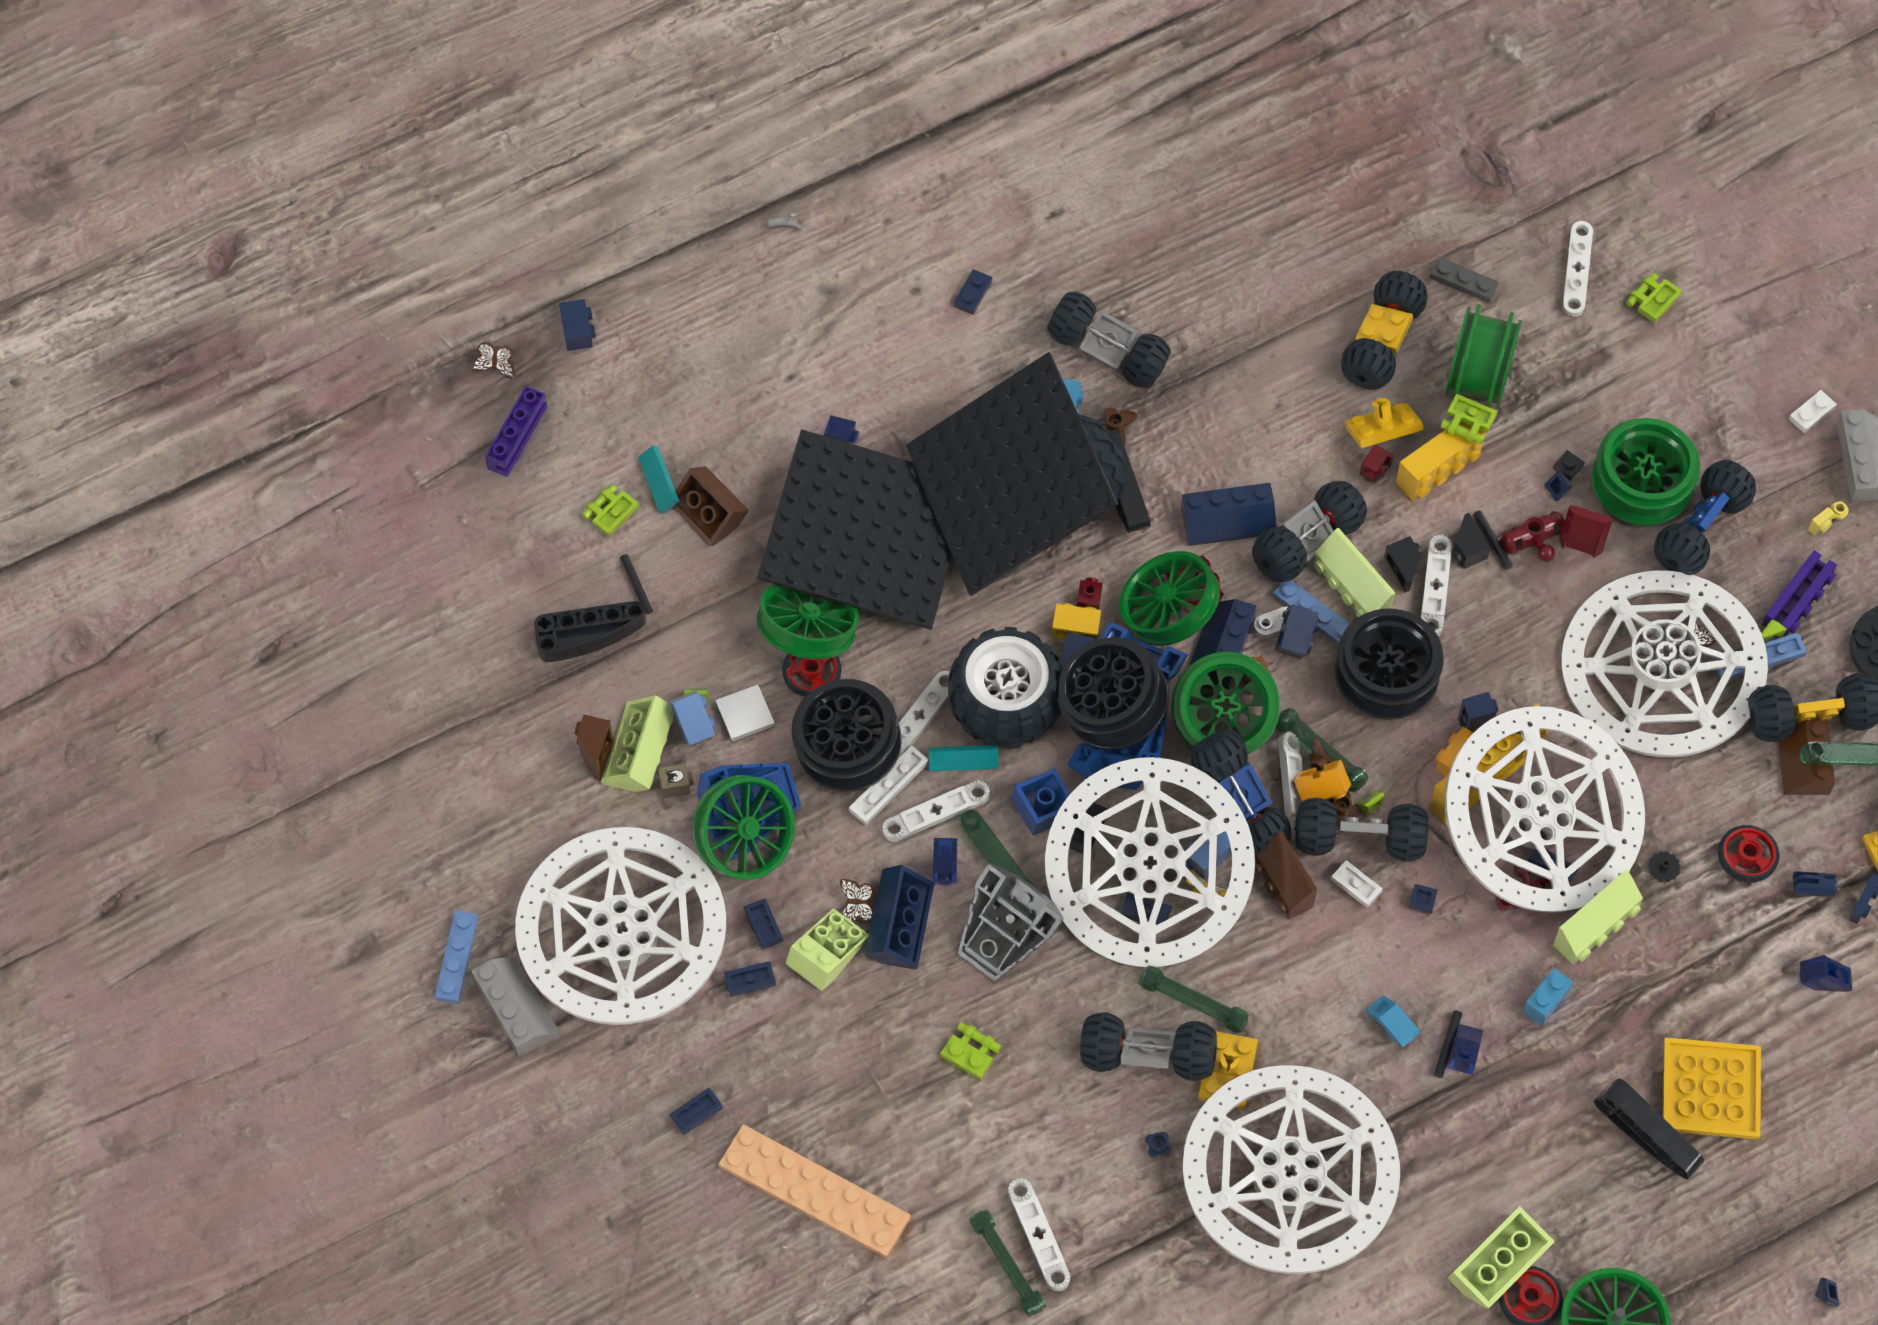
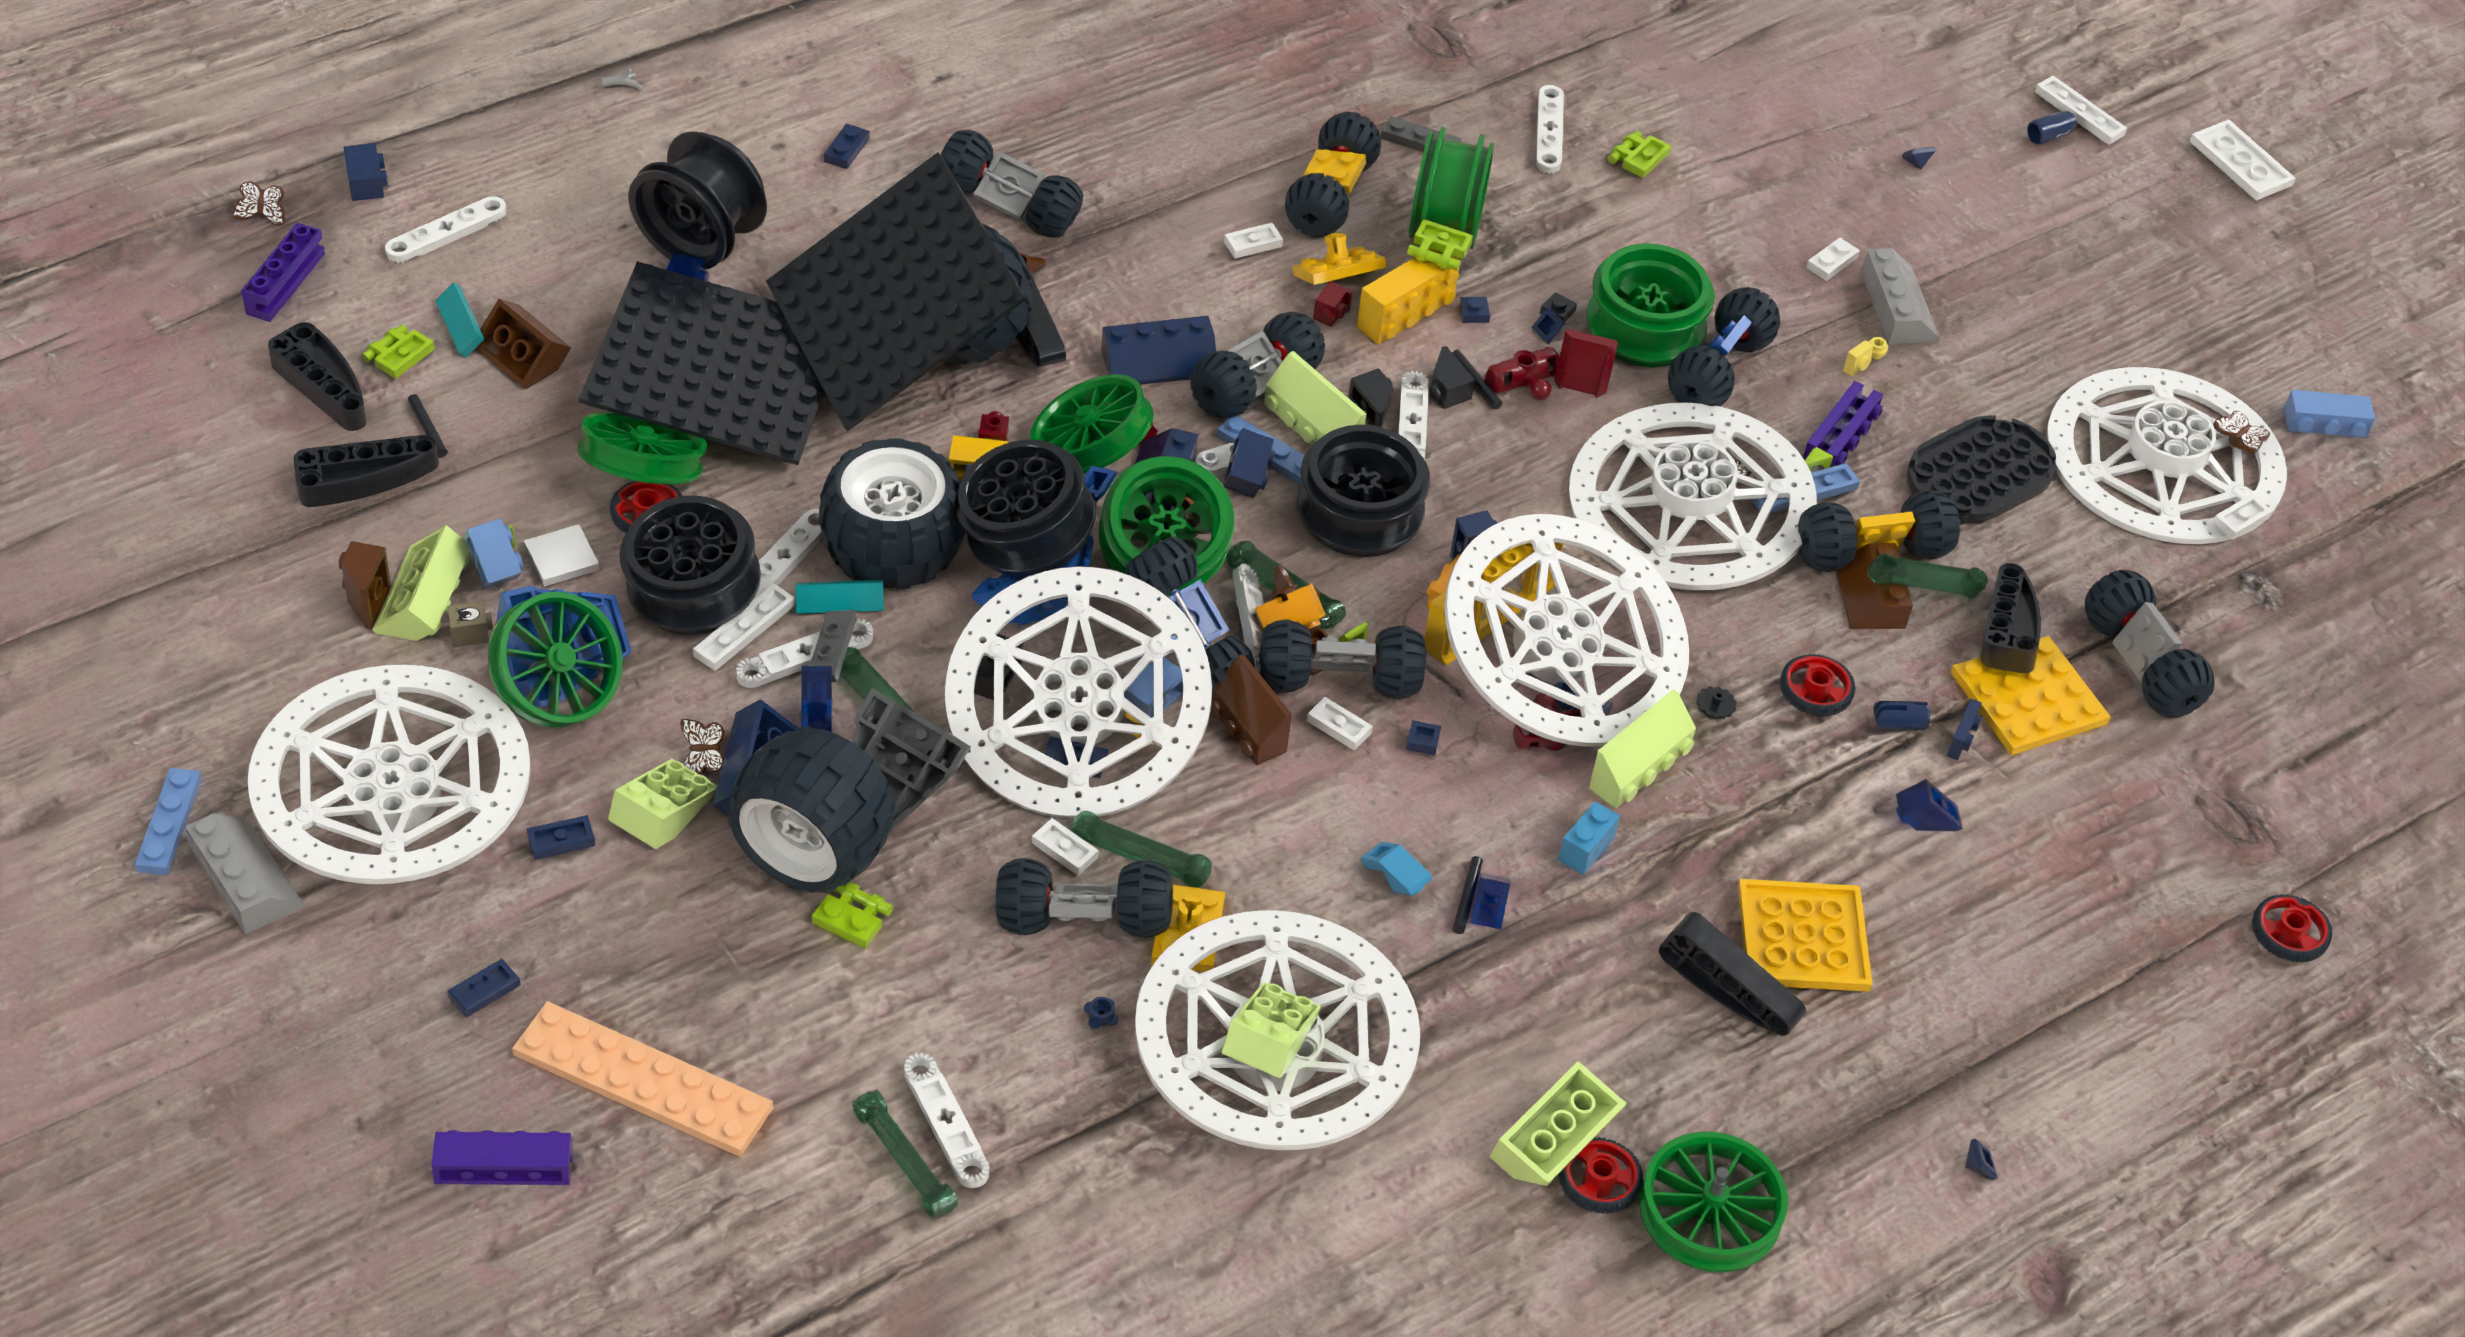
camera: 10 degrees left, 15 degrees down
(551, 528) = (319, 373): none -> black beam
(656, 376) = (435, 234): none -> white piece
(713, 1257) = (502, 1158): none -> dark purple brick
(763, 924) = (579, 776): dark blue plate -> none
(851, 370) = (698, 198): none -> black wheel
(940, 975) = (811, 809): none -> black wheel
(957, 808) = (834, 640): none -> dark grey plate
(1040, 800) = (933, 634): blue slope -> none
(1135, 995) = (1065, 846): none -> white plate
(1286, 1170) = (1270, 1029): none -> yellowish green slope
(1313, 394) = (1253, 240): none -> white plate
(1497, 467) = (1474, 309): none -> dark blue plate

